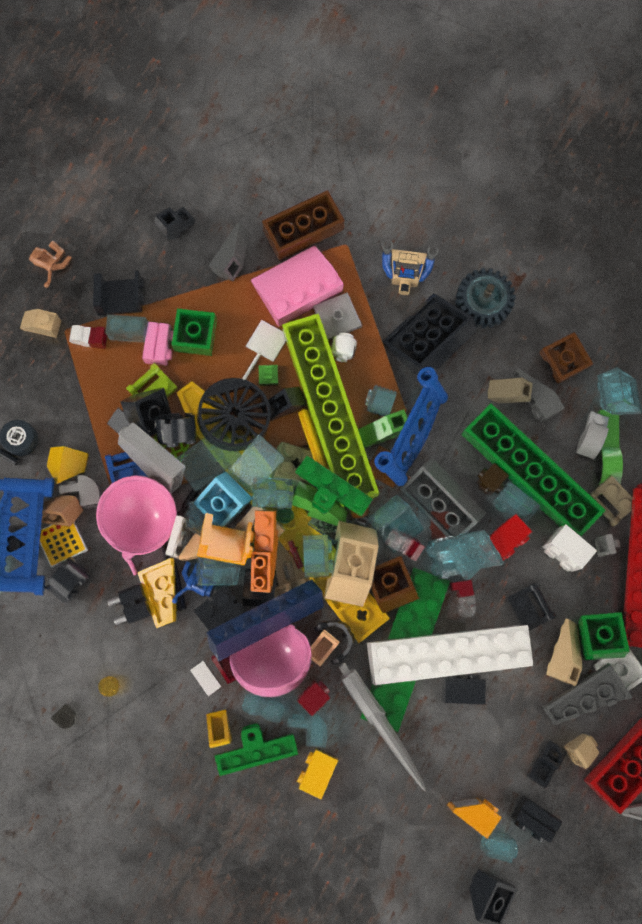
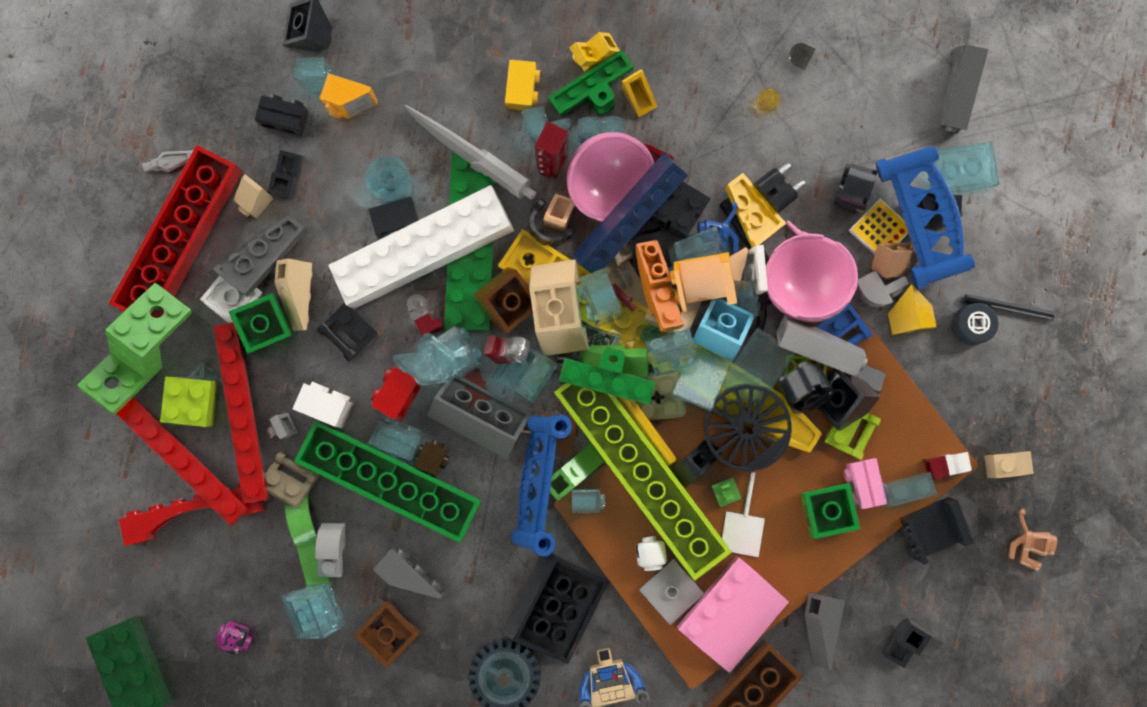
camera: 165 degrees right, 5 degrees up
(205, 678) = (671, 141): white sticker -> none
(243, 782) = (594, 51): none -> yellow brick
(470, 727) = (393, 169): none -> clear light blue brick
(510, 390) = (442, 567): dark tan brick -> none

